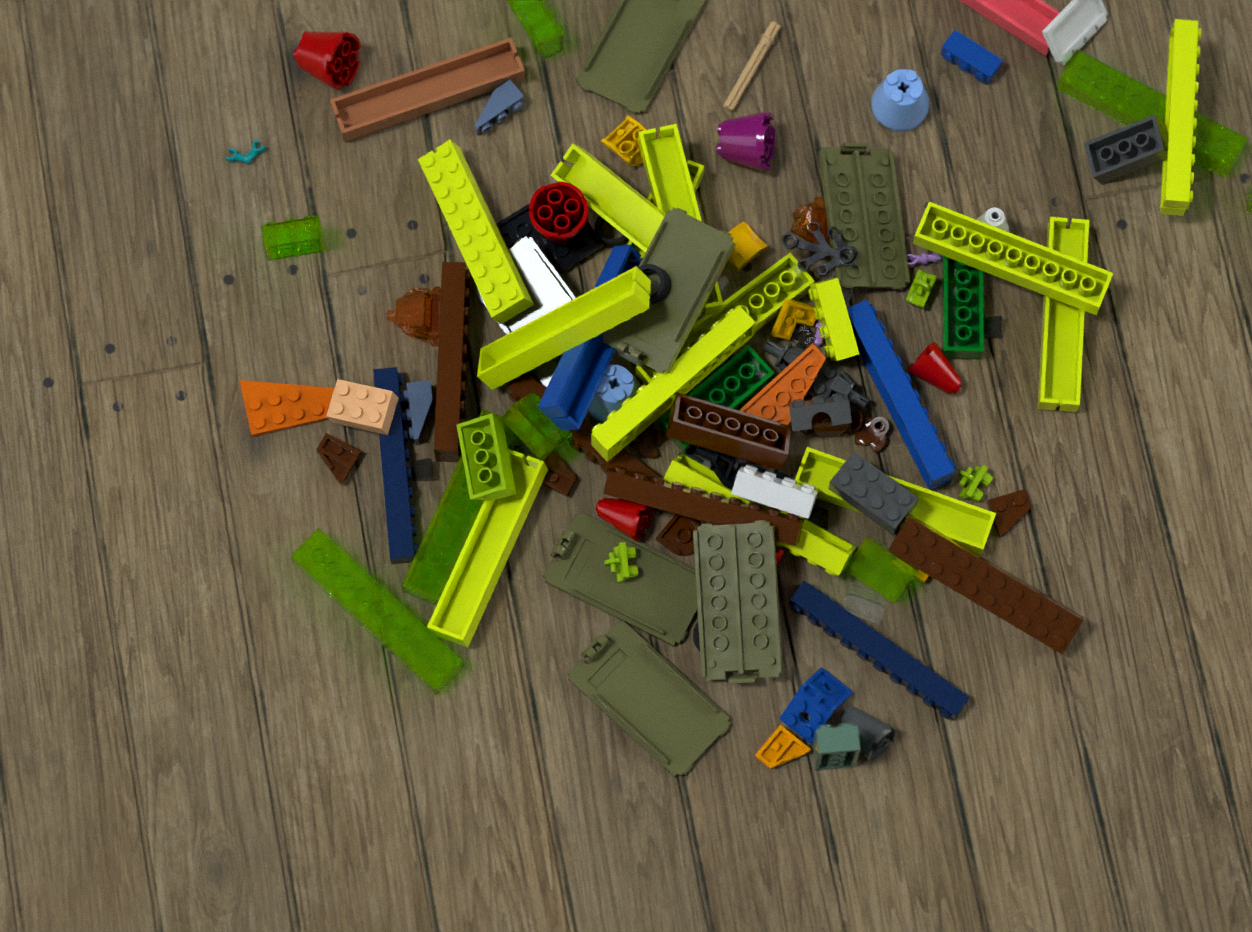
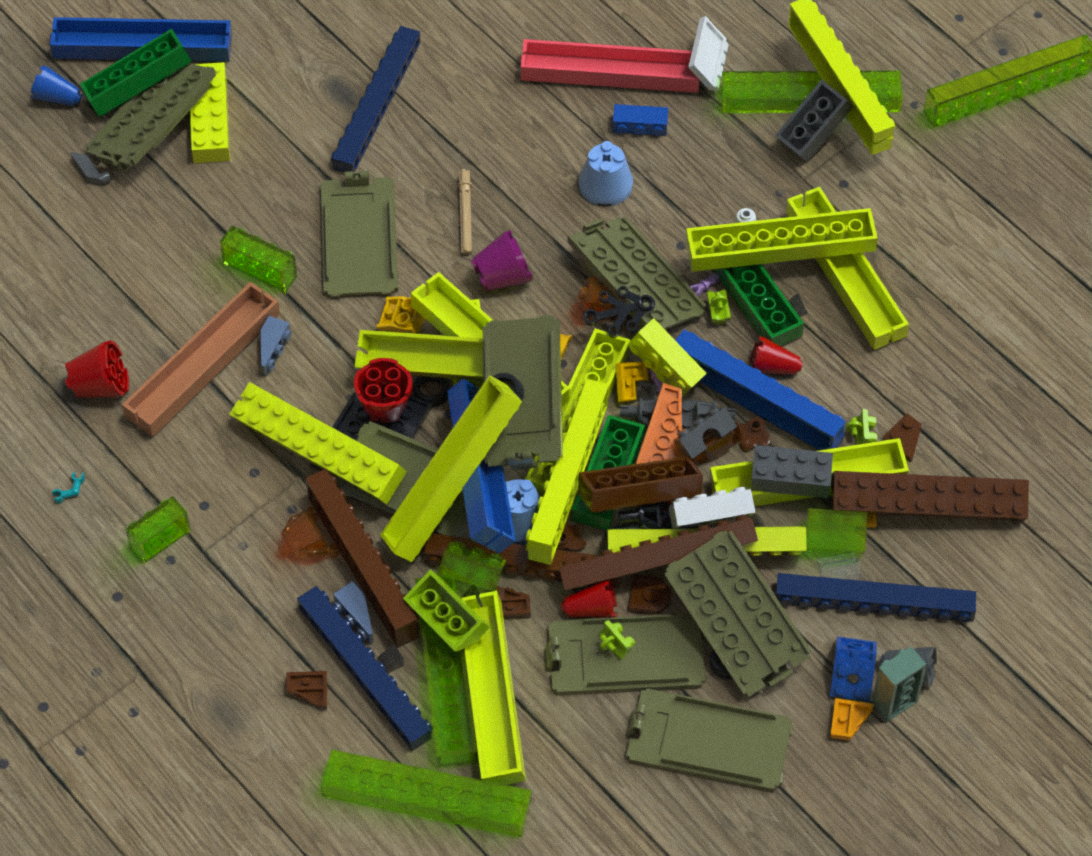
camera: 30 degrees left, 15 degrees down
(283, 406) = (235, 671): orange wing -> none
(362, 407) = (308, 630): light nougat brick -> none

